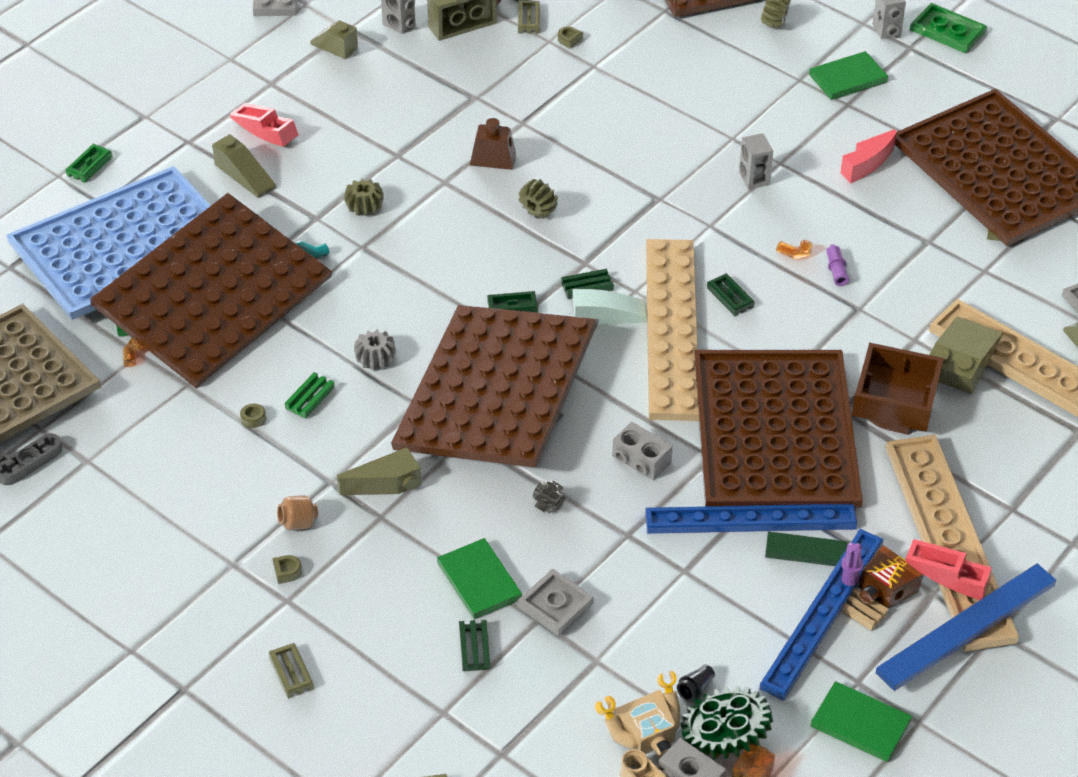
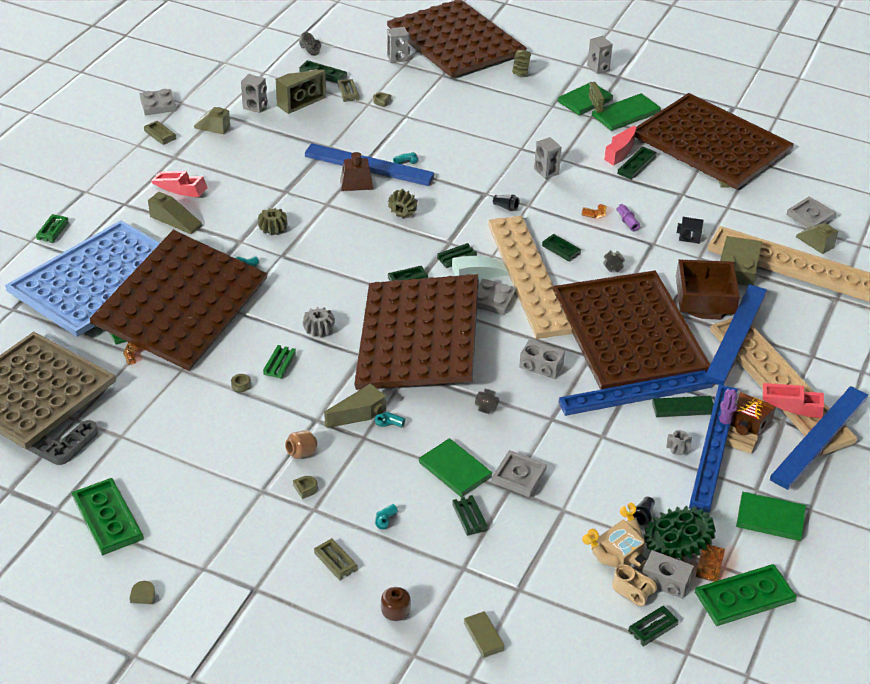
camera: 15 degrees left, 5 degrees down
(39, 562) = (107, 516): none -> green tile
(50, 668) = (142, 592): none -> olive tile
(263, 45) = (160, 132): none -> olive tile
(339, 742) = (395, 603): none -> reddish brown head
(367, 625) = (382, 516): none -> teal arm
(418, 497) = (388, 419): none -> teal arm
(522, 133) = (377, 166): none -> blue tile
(568, 129) = (406, 157): none -> teal arm
(614, 350) = (495, 296): none -> light grey plate
(682, 217) = (507, 202): none -> black cone
(777, 599) = (679, 442): none -> light grey gear
(790, 327) = (614, 261): none -> clear smoke gear
(859, 77) = (596, 97): none -> olive tile
(882, 184) = (637, 163): none -> dark green tile
(898, 104) = (626, 111): none -> green tile
(912, 462) = (735, 335): none -> blue tile
(914, 298) = (690, 230): none -> black brick
(948, 28) = (639, 61): green tile -> none

